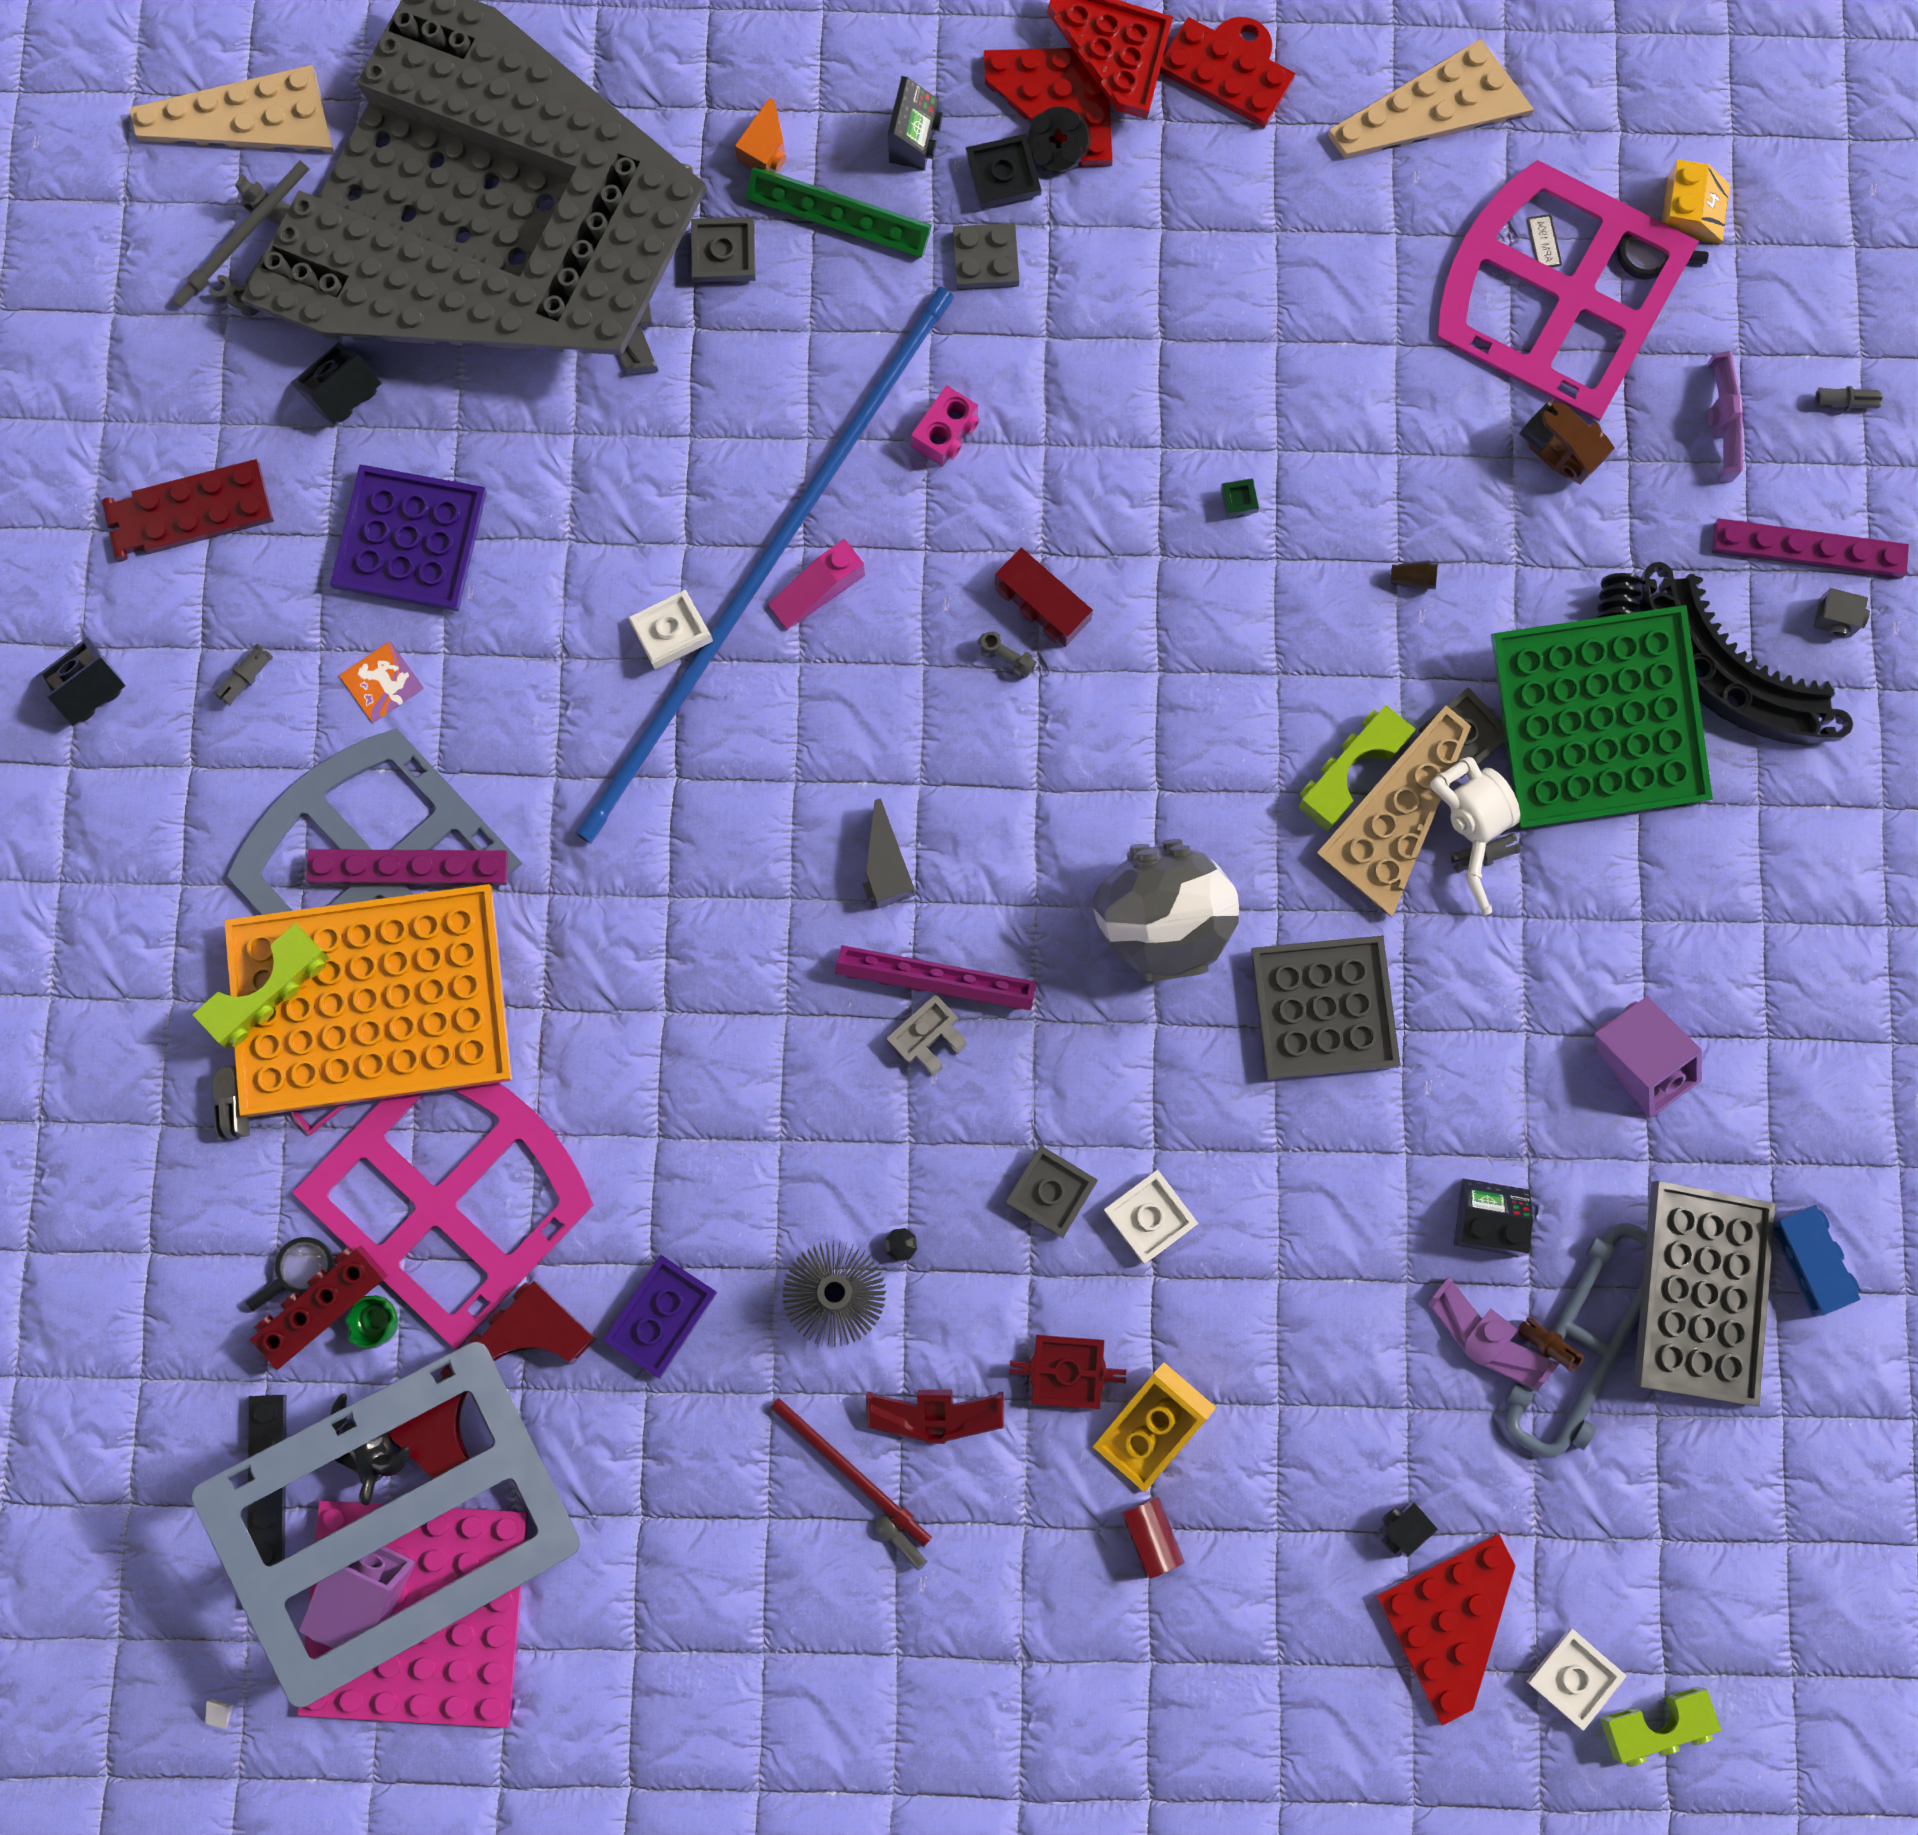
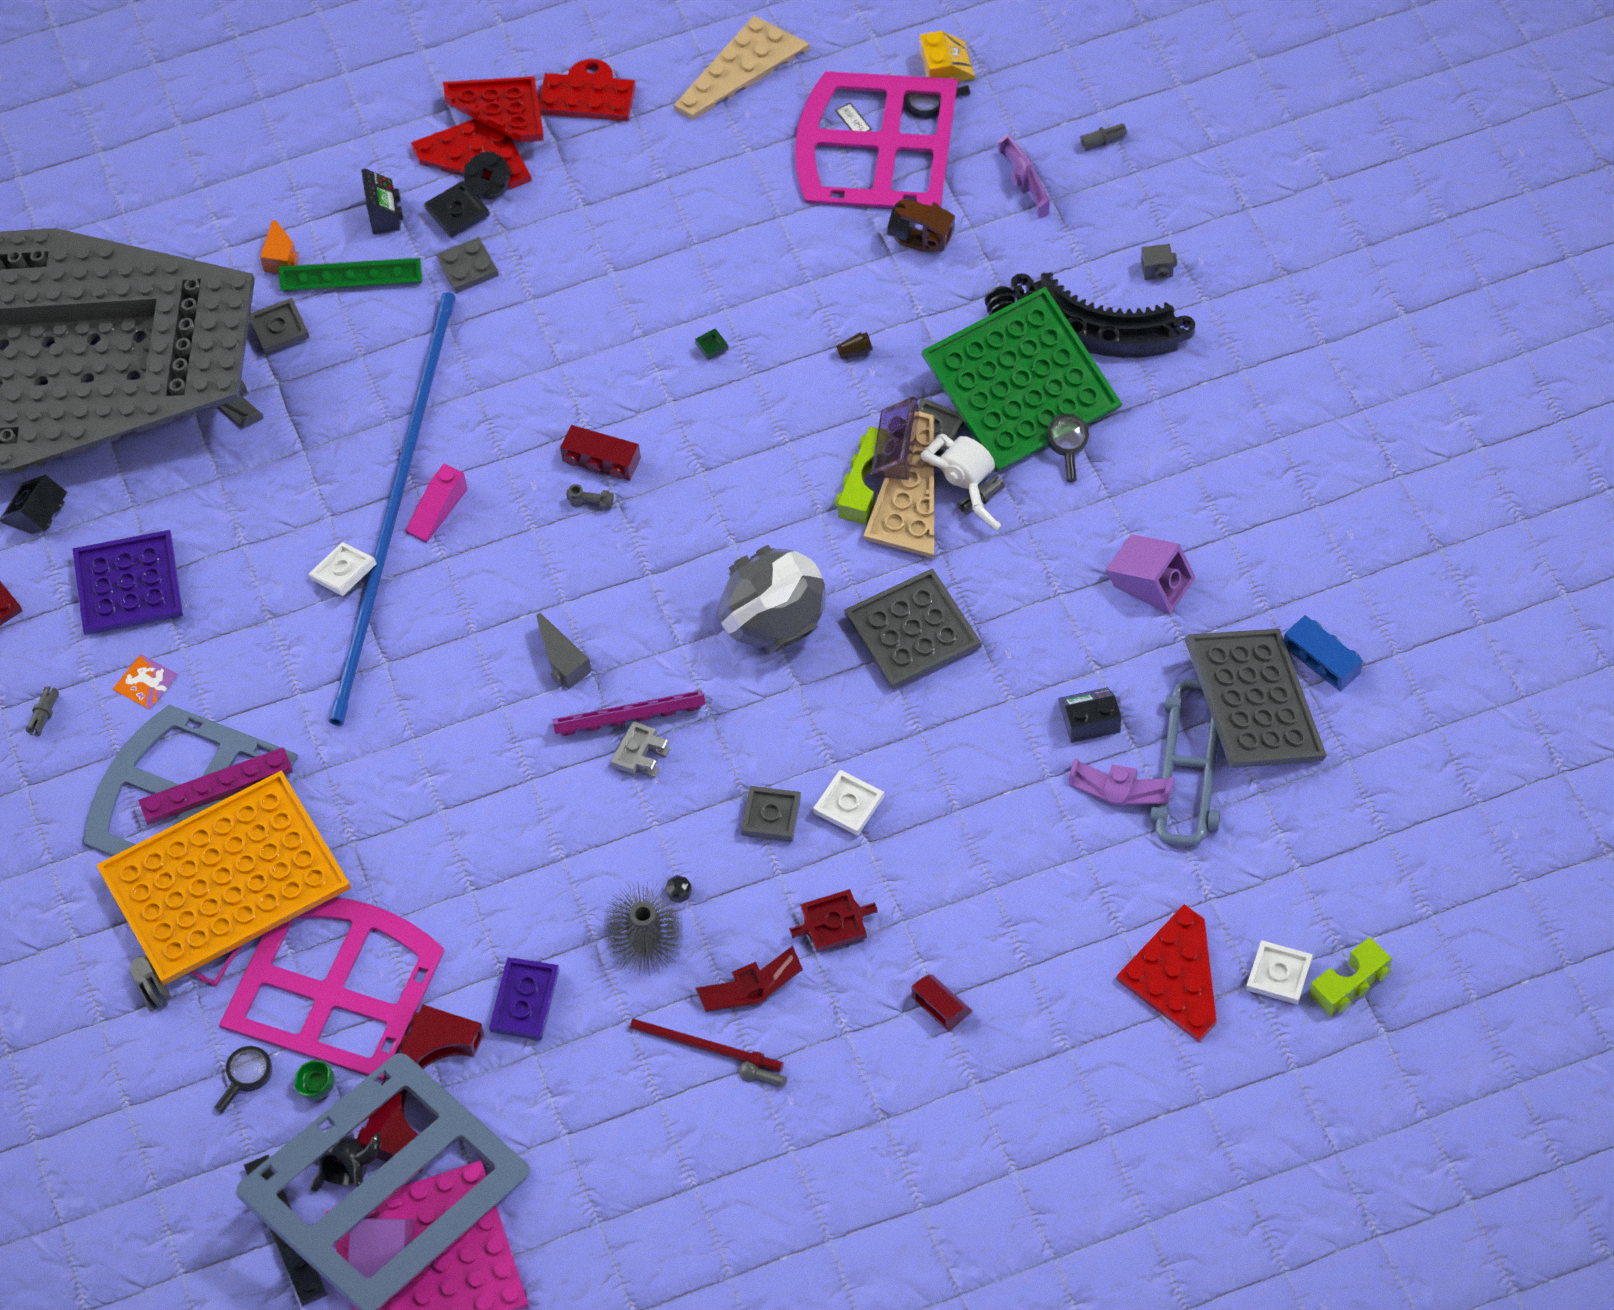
camera: 15 degrees left, 20 degrees down
(294, 961) = (129, 916): lime arch -> none
(318, 1307) = (271, 1083): dark red brick -> none
(938, 423) = (484, 375): dark pink brick -> none
(1154, 1427) = (910, 931): yellow slope -> none
(1406, 1529) = (1117, 924): black brick -> none
(1408, 744) = (896, 440): none -> clear purple slope
(1551, 1344) = (1163, 769): reddish brown pin -> none
(1624, 820) = (1067, 437): none -> piece
(1810, 548) = (1119, 233): magenta plate -> none

